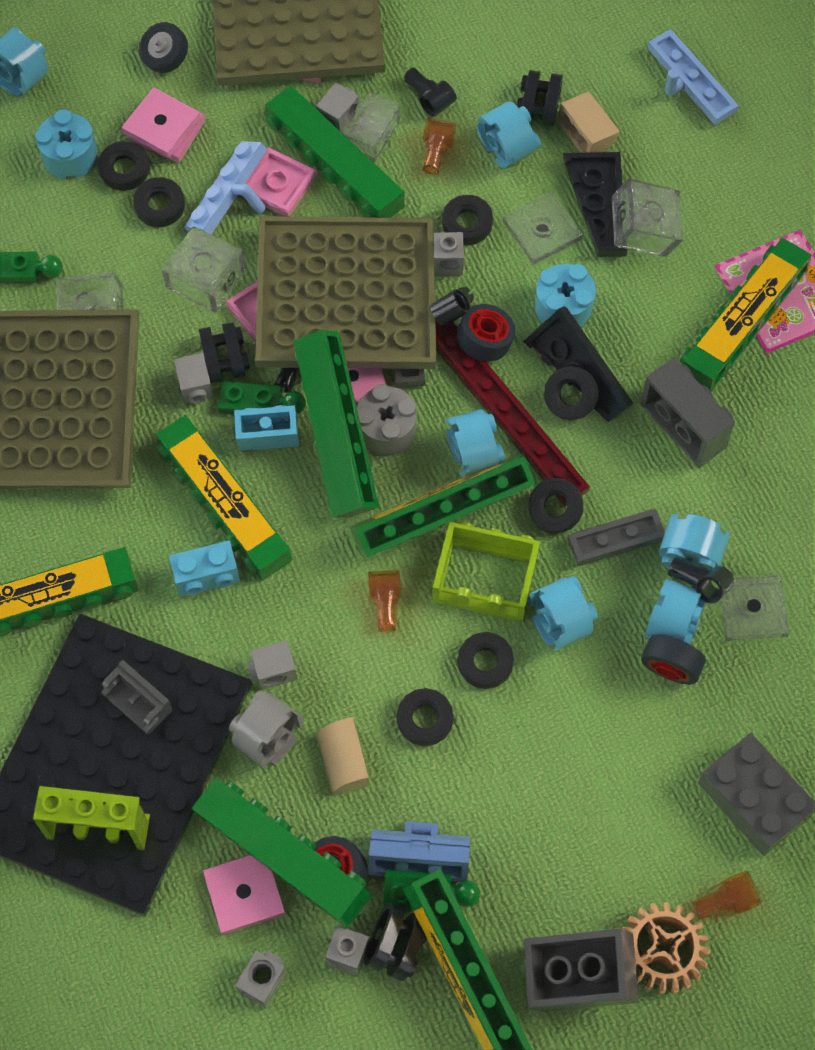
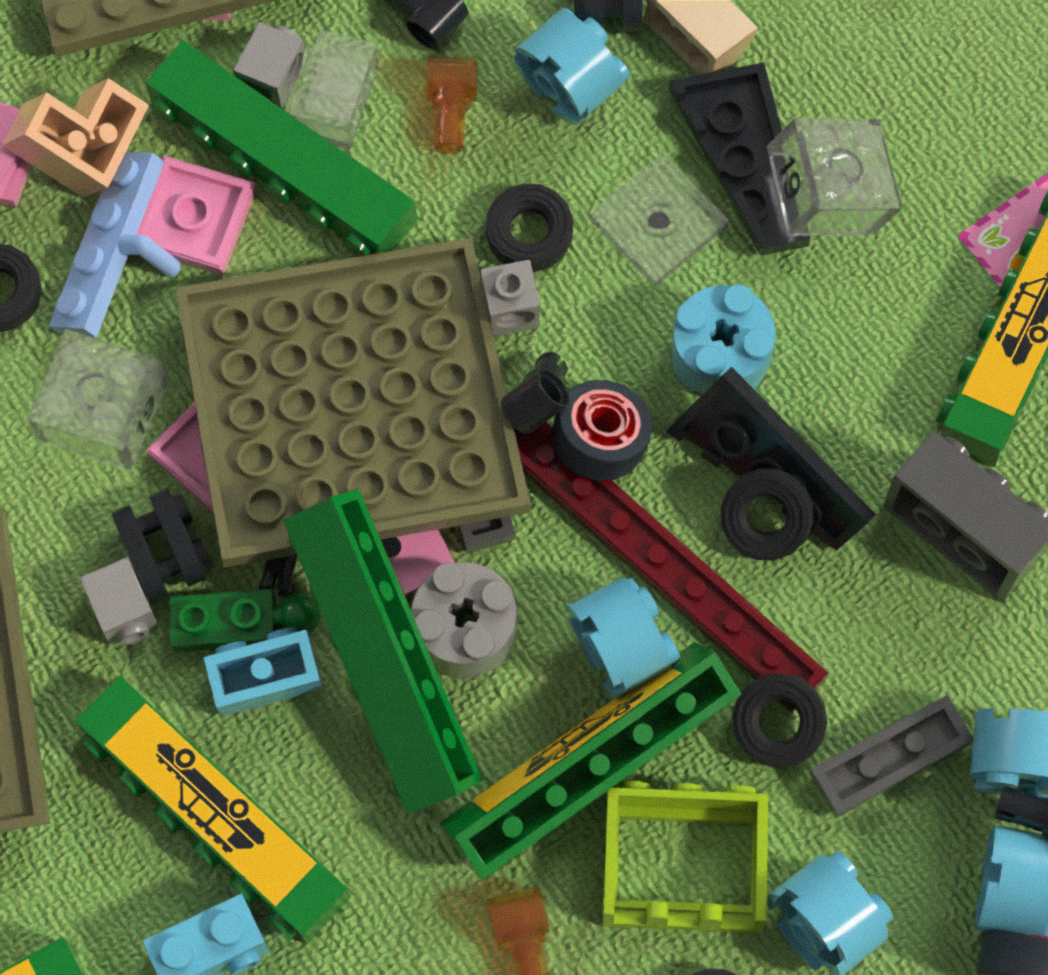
camera: 10 degrees left, 5 degrees up
(218, 130) = (79, 144): none -> light nougat brick

